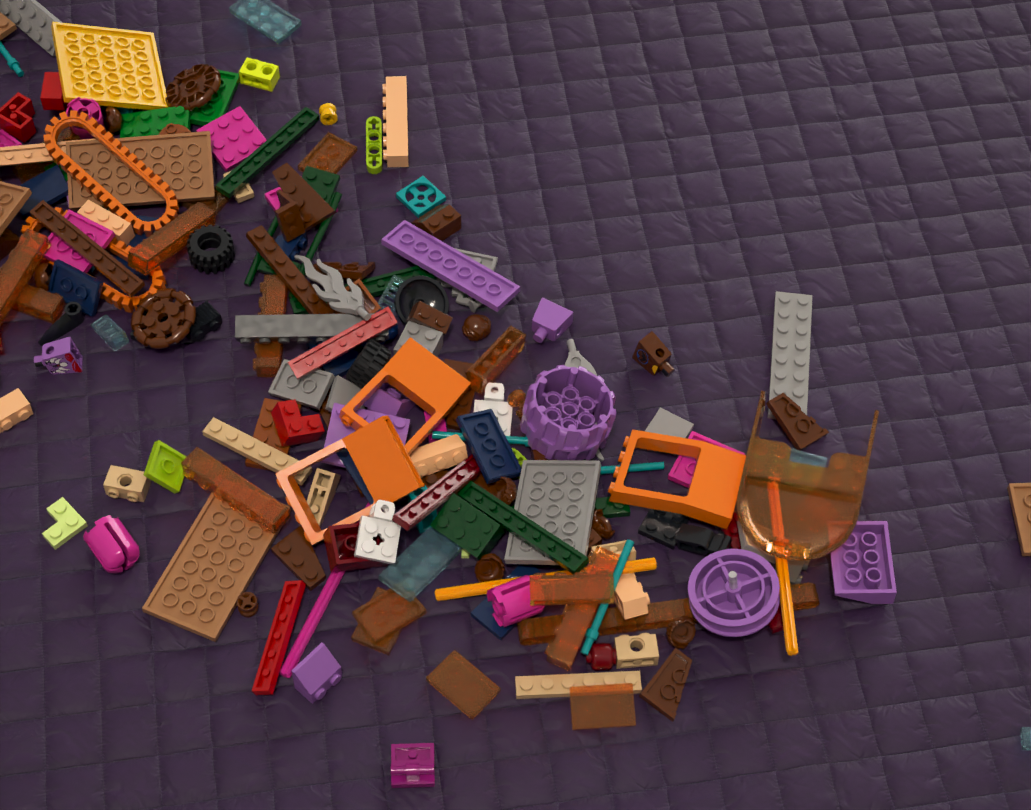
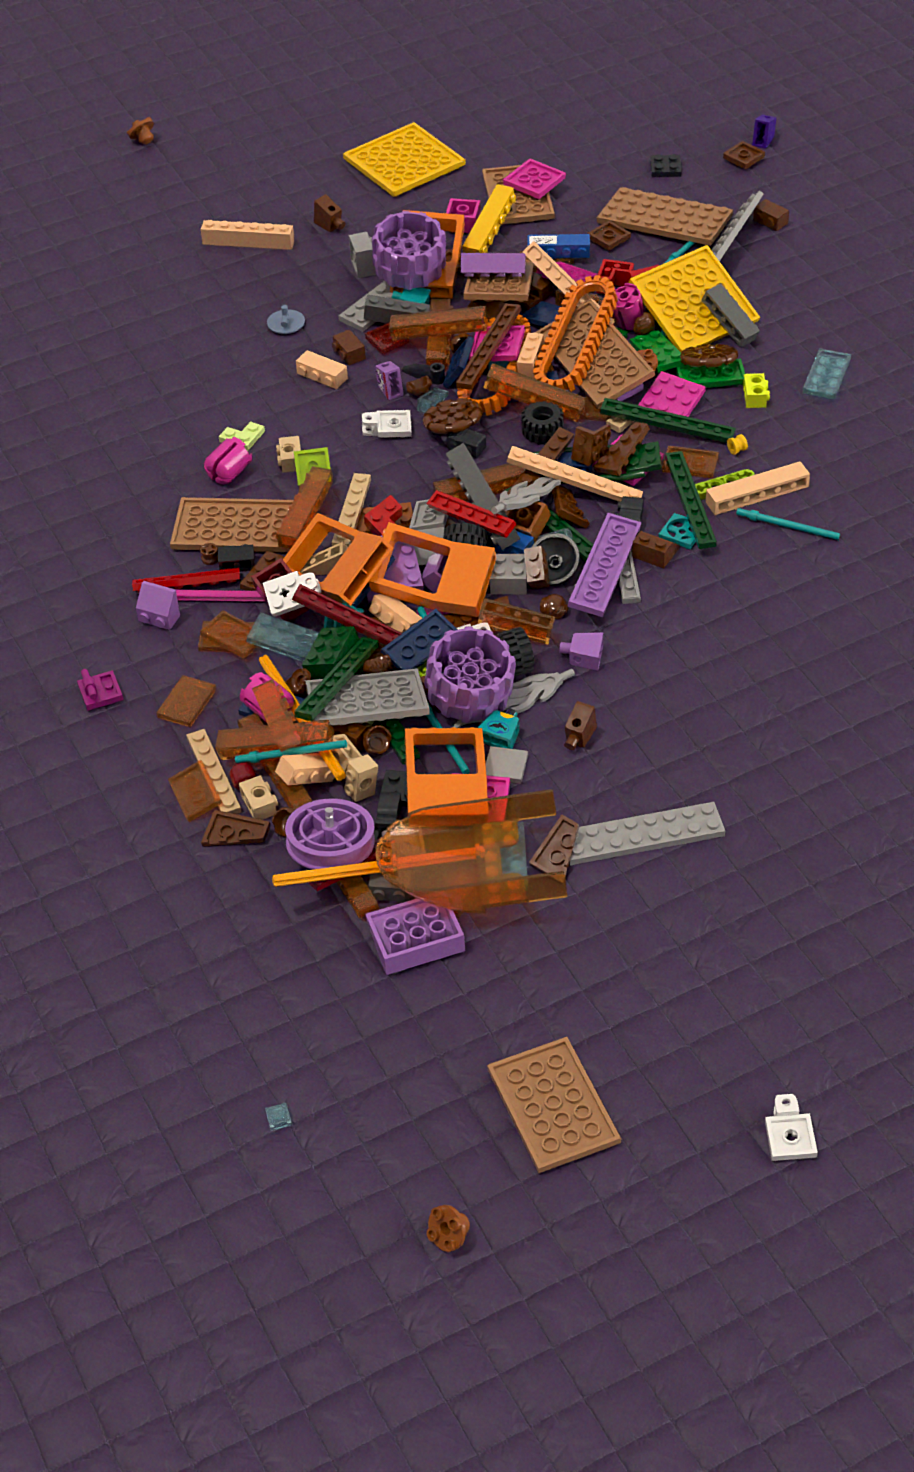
camera: 75 degrees right, 10 degrees down
(85, 334) = (419, 386): none -> reddish brown hair
(125, 388) = (382, 424): none -> white plate
(148, 49) = (730, 315): none -> dark grey brick
(269, 579) = (236, 557): none -> black brick
(316, 248) = (570, 475): none -> light nougat plate
(378, 223) = (631, 508): none -> black brick
(391, 173) = (690, 500): none -> dark green plate
(429, 137) = (755, 515): none -> teal bar
(534, 363) = (519, 648): none -> black tyre
(629, 417) = (501, 729): none -> teal torso
(655, 545) = (361, 778): none -> tan brick

